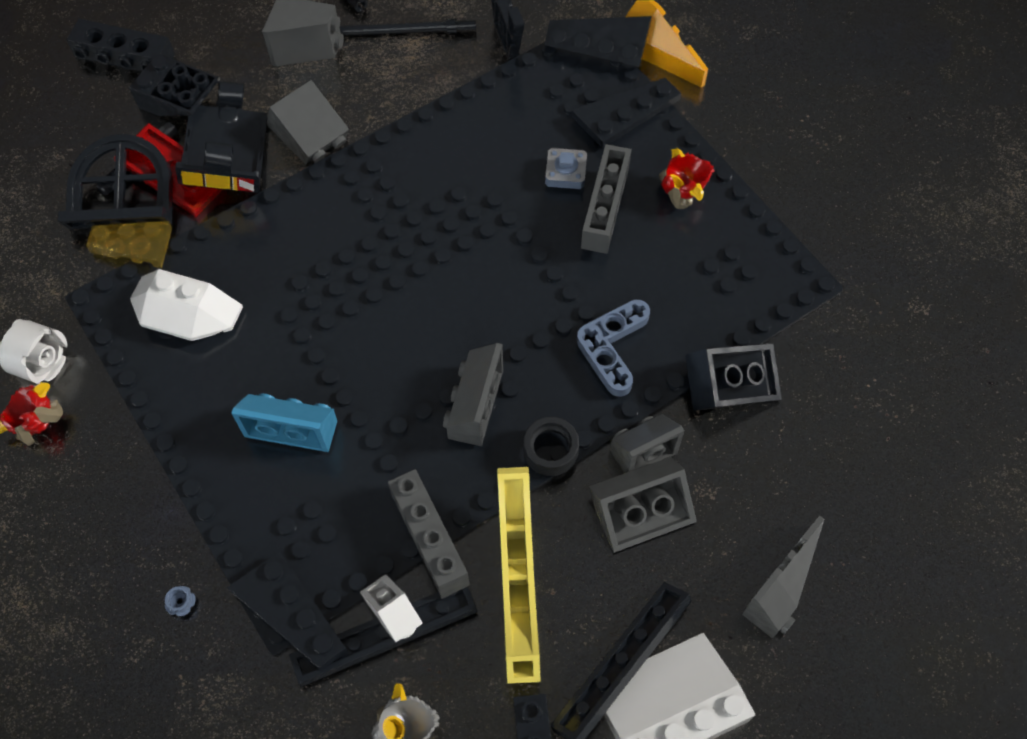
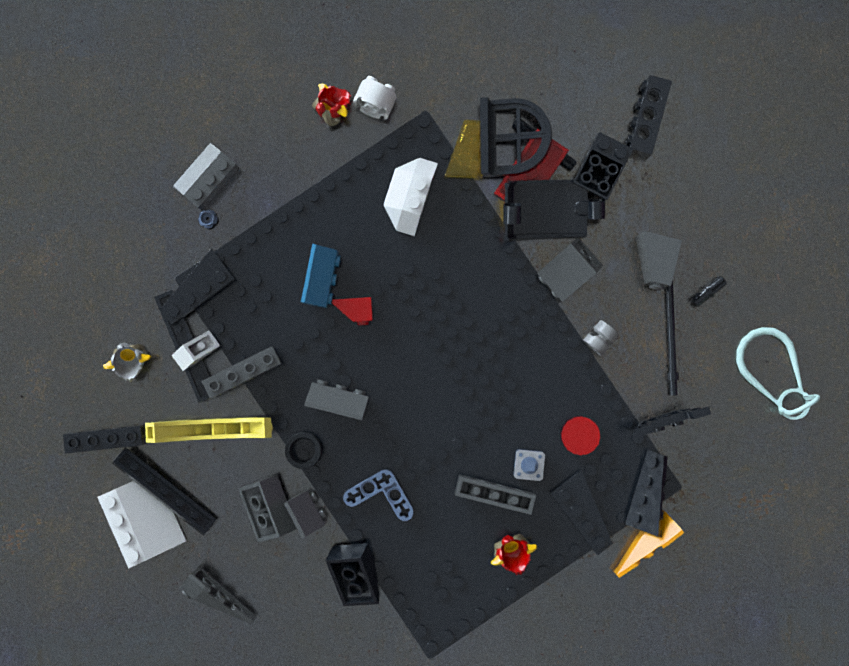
camera: 90 degrees right, 25 degrees up
(108, 602) = (206, 176): none -> dark grey slope
(341, 374) = (356, 309): none -> red slope
(399, 92) = (601, 337): none -> light grey wheel
(526, 113) = (580, 435): none -> red tile

